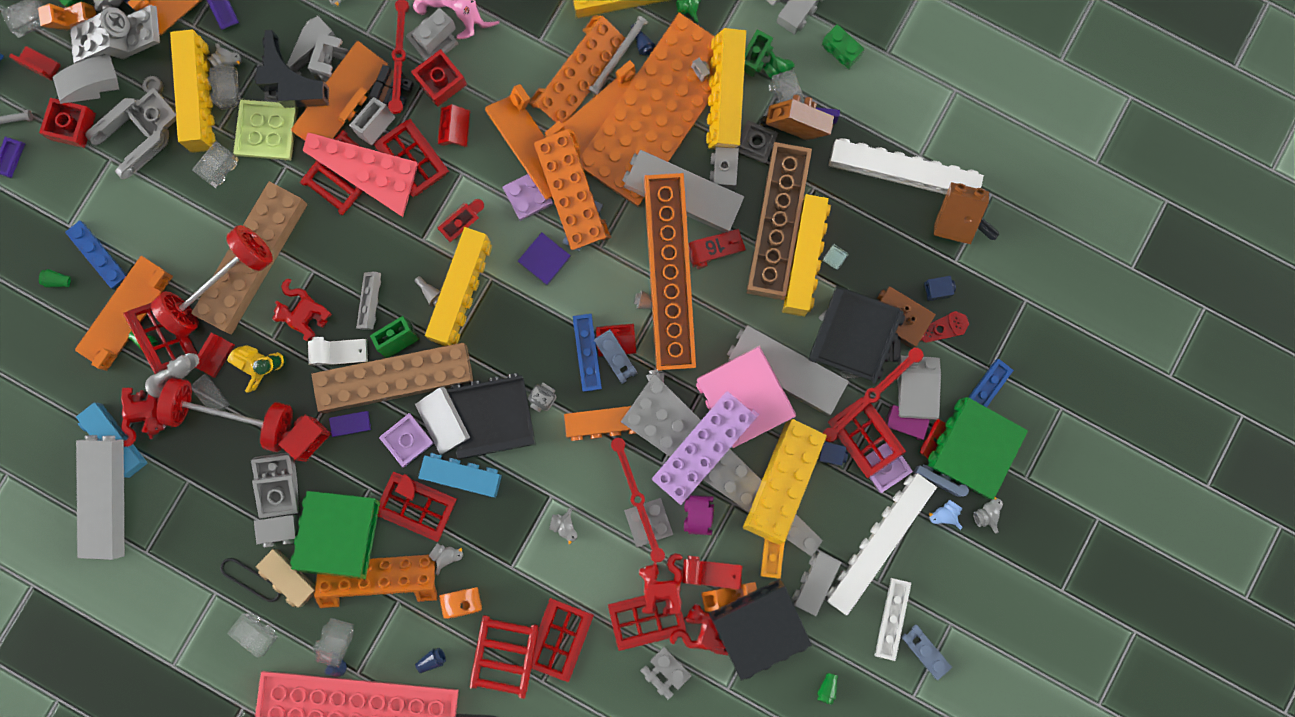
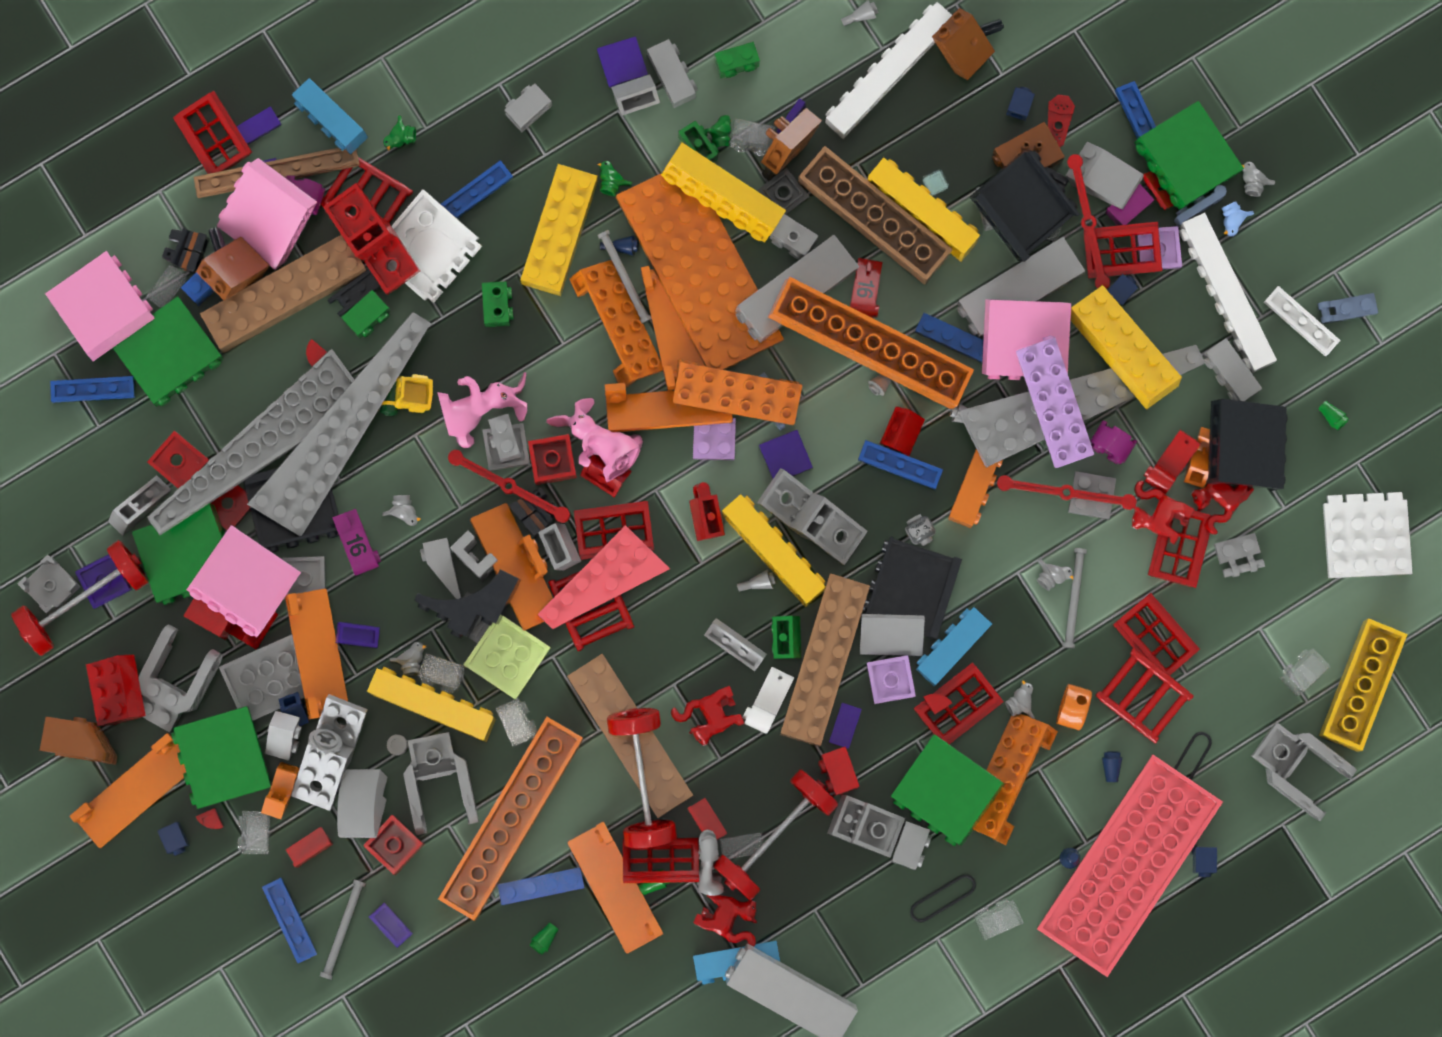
camera: 65 degrees left, 0 degrees up
(133, 200) = (511, 819): none -> orange brick
(255, 364) = (739, 782): yellow piece -> none
(285, 580) = (962, 860): tan brick -> none
(334, 642) = (1047, 843): clear brick -> none
(472, 121) = (614, 448): none -> bright pink animal
(503, 304) = (812, 516): none -> light grey bracket
(554, 554) = (1074, 598): none -> light grey bar
(615, 356) = (919, 439): sand blue plate -> none
(701, 69) = (687, 205): light grey plate -> none
(715, 336) = (950, 337): none -> blue plate
(772, 559) = (1188, 400): light orange plate -> none
(941, 125) = (864, 12): none -> light grey cone

